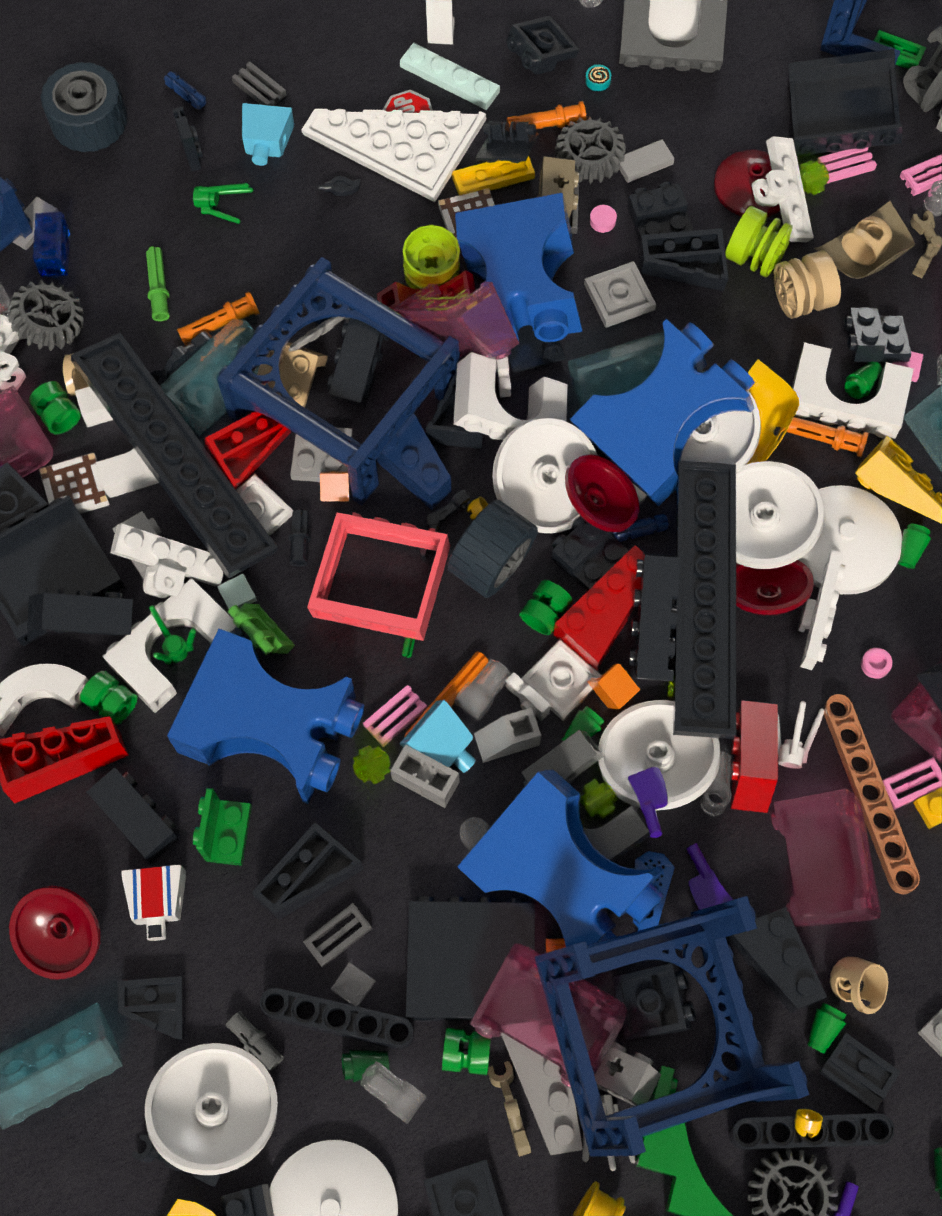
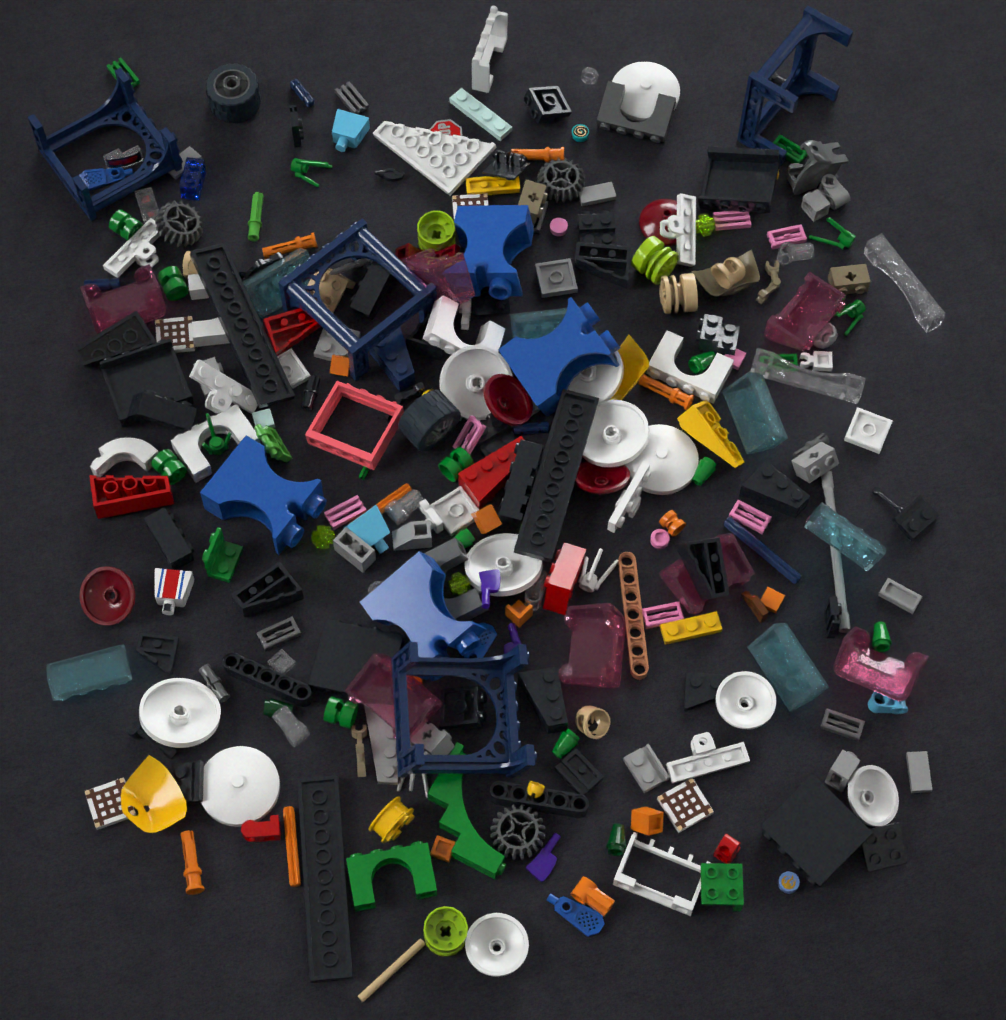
camera: 10 degrees right, 5 degrees down
(568, 559) = (472, 437): none -> bright pink tile
(698, 825) = (518, 613): none -> orange panel
(883, 634) = (672, 523): none -> orange wheel

